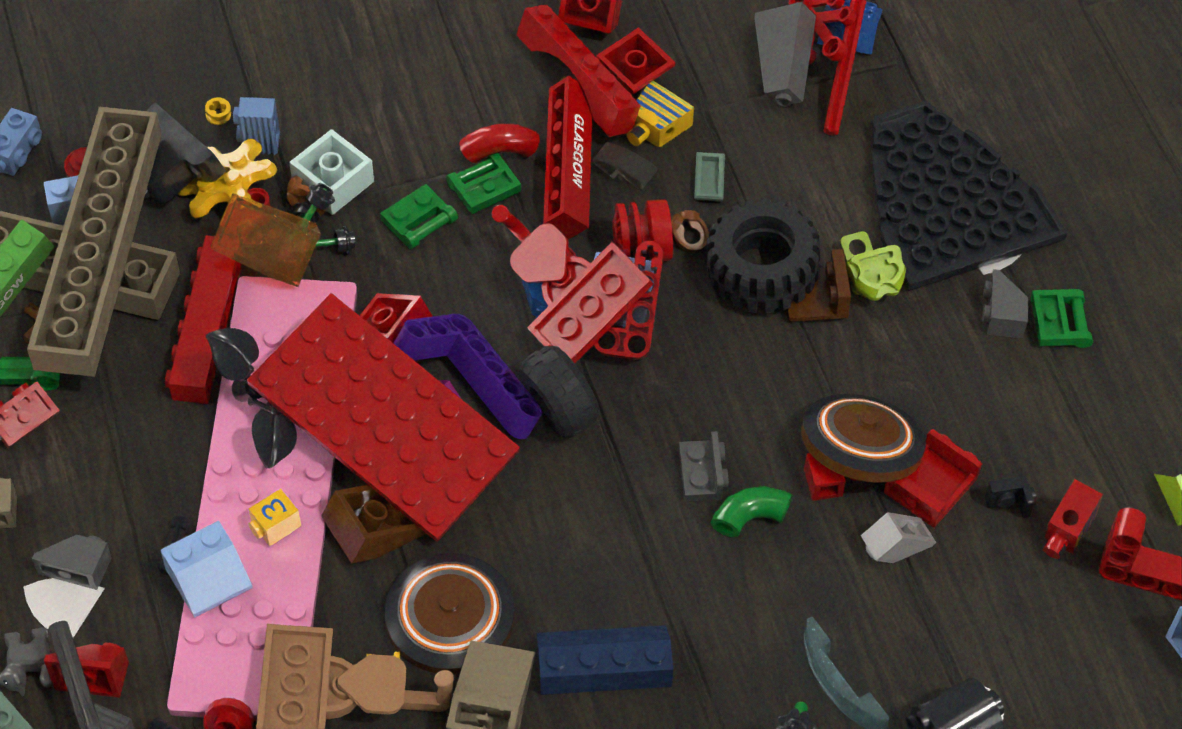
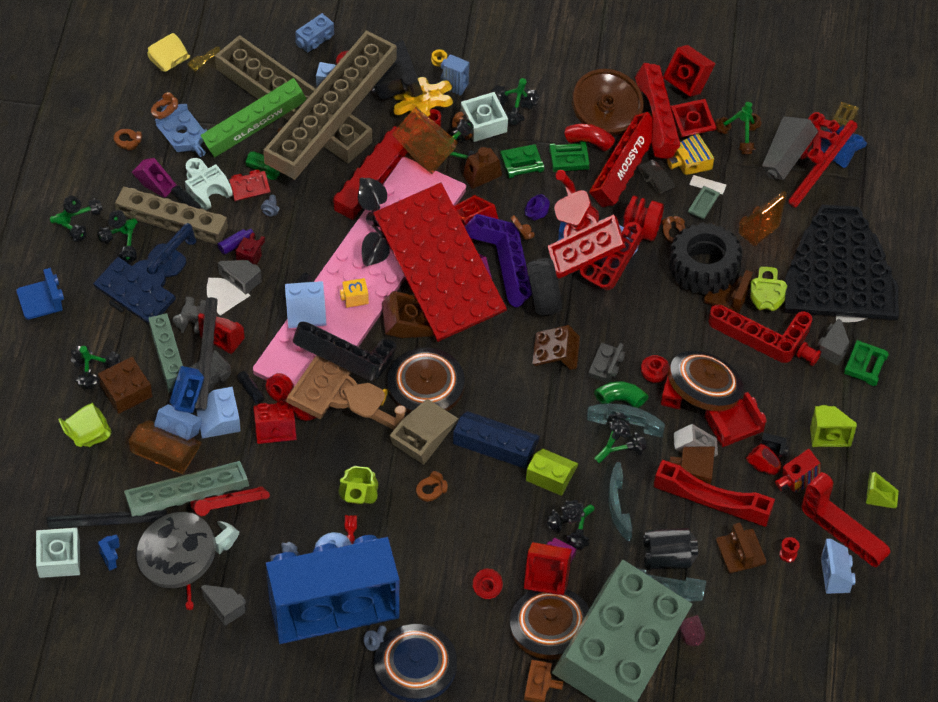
camera: 25 degrees right, 0 degrees up
(39, 511) = (233, 241): none -> dark purple cylinder
(69, 434) = (269, 206): none -> sand blue plate
(72, 515) = (250, 249): none -> dark red brick
(307, 623) = (345, 353): none -> black beam
(368, 248) = (482, 167): none -> reddish brown torso
(380, 123) = (527, 99): none -> black plant
(476, 315) = (524, 230): none -> dark orange piece
(479, 275) = (537, 207): none -> dark purple plate
(498, 81) = (607, 100): none -> reddish brown dish
(617, 476) = (557, 345): none -> reddish brown bracket
(689, 149) = (700, 182): none -> white sticker
(712, 38) = (751, 123): none -> plant
(714, 674) = (550, 471): none -> lime slope
(779, 449) = (654, 368): none -> red plate
(790, 565) = (620, 428): none -> black plant
(809, 167) = (763, 220): none -> clear orange slope
(818, 535) = (652, 425): none -> clear light blue slope
(897, 335) = (760, 334): none -> red beam
(913, 609) = (747, 506): none -> red arch
(917, 573) = (697, 461): none -> reddish brown torso
(978, 337) = (808, 353): none -> red bush
(1007, 522) = (764, 460): none -> red rock
(1052, 676) = (740, 549): none -> reddish brown bracket
(1076, 433) = (831, 427): none -> lime slope
(1118, 641) = (789, 549): none -> red bush

